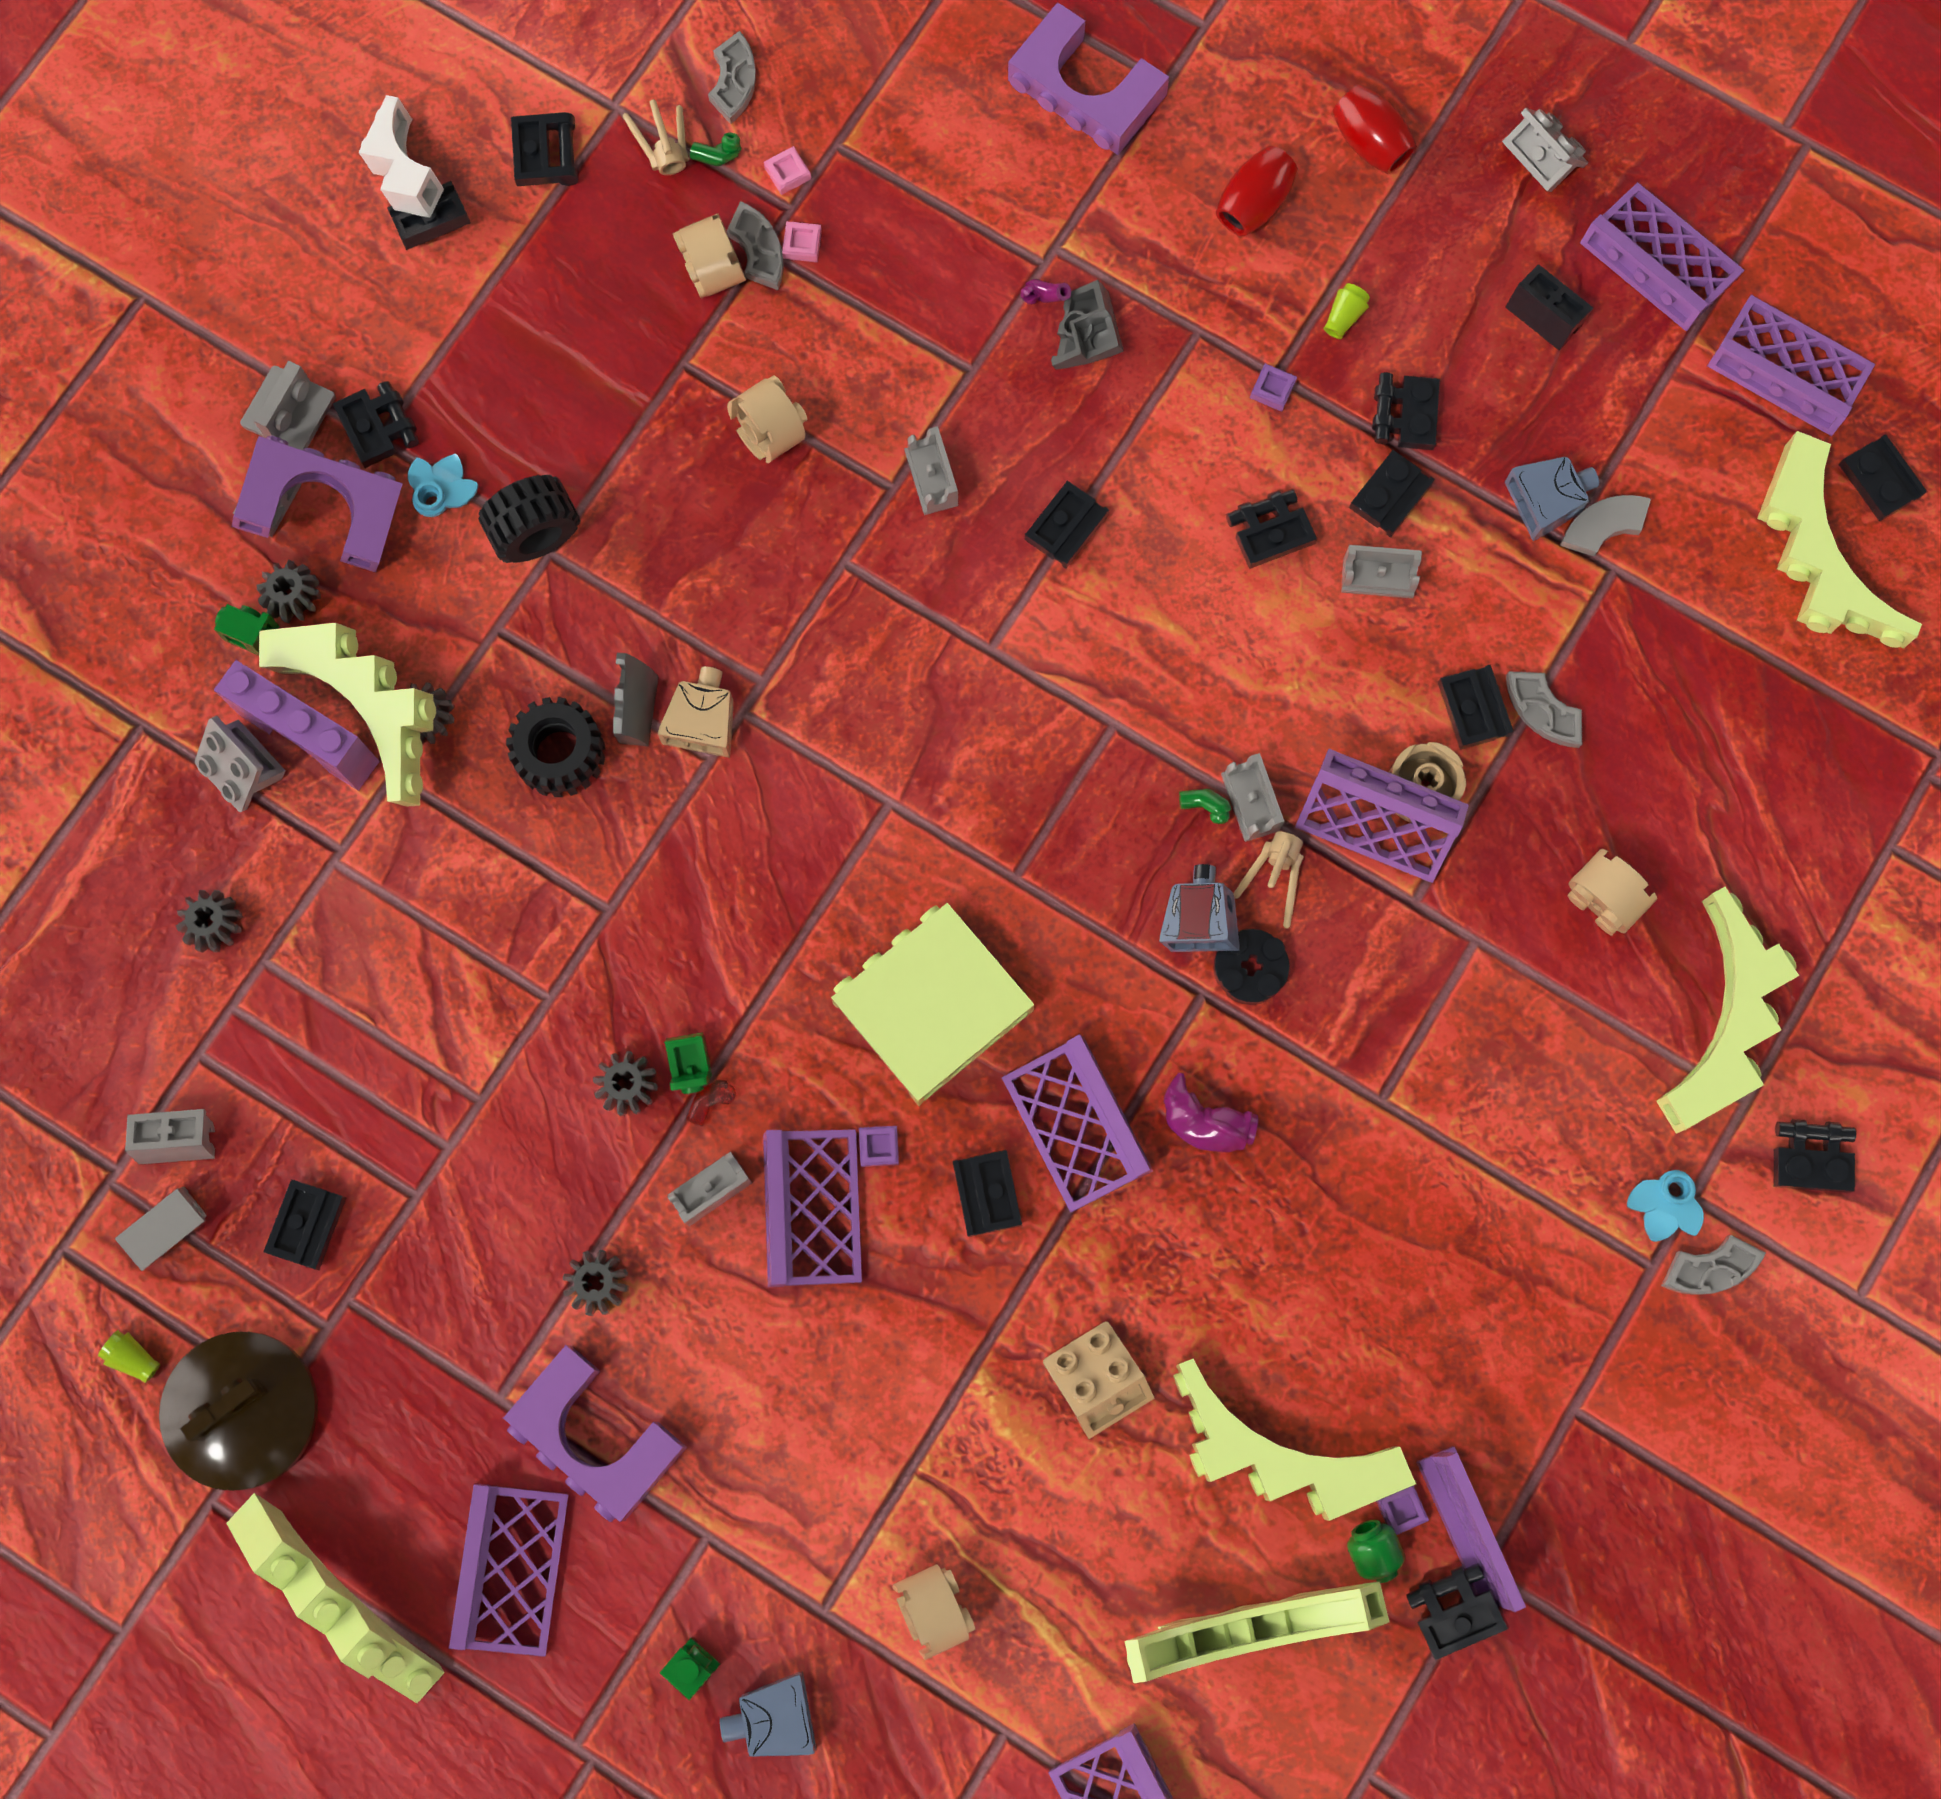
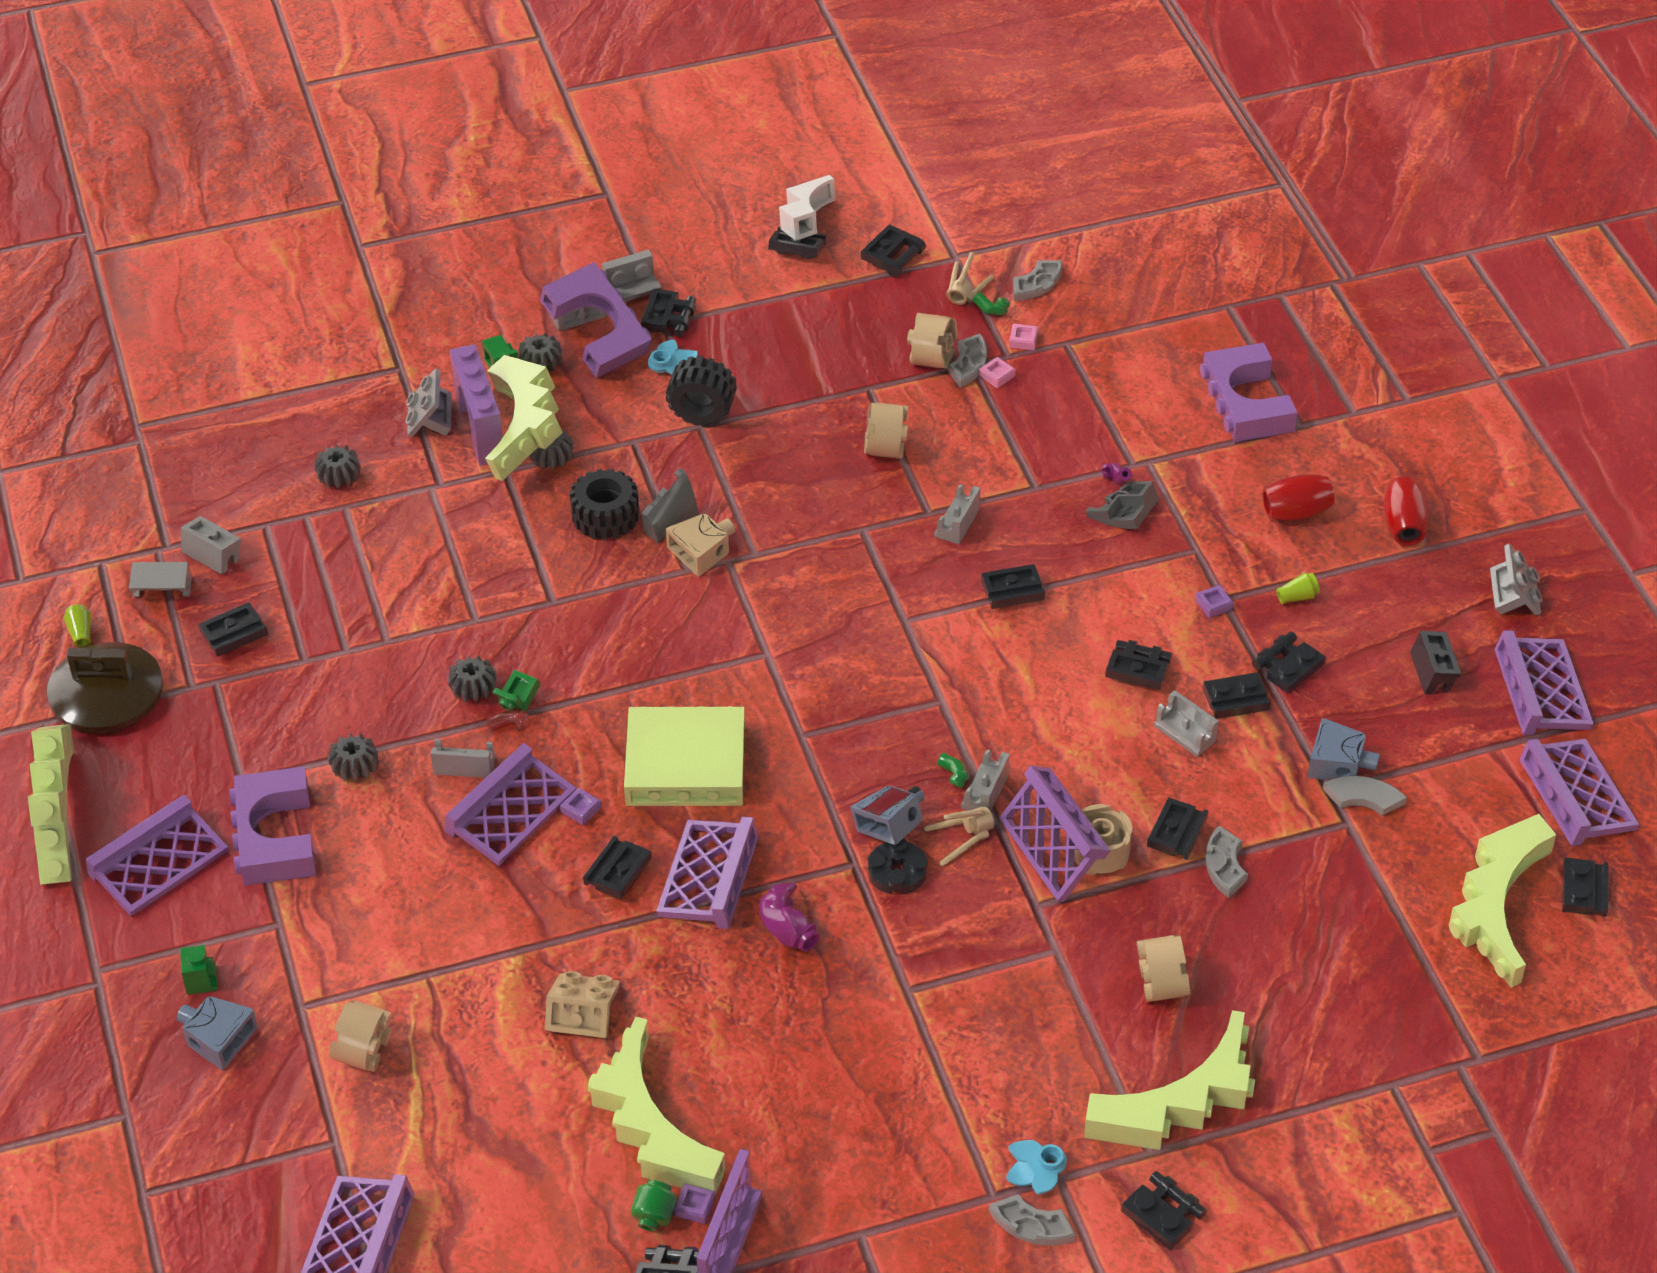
camera: 40 degrees right, 30 degrees down
(1255, 1628) = (496, 1162): yellowish green arch -> none

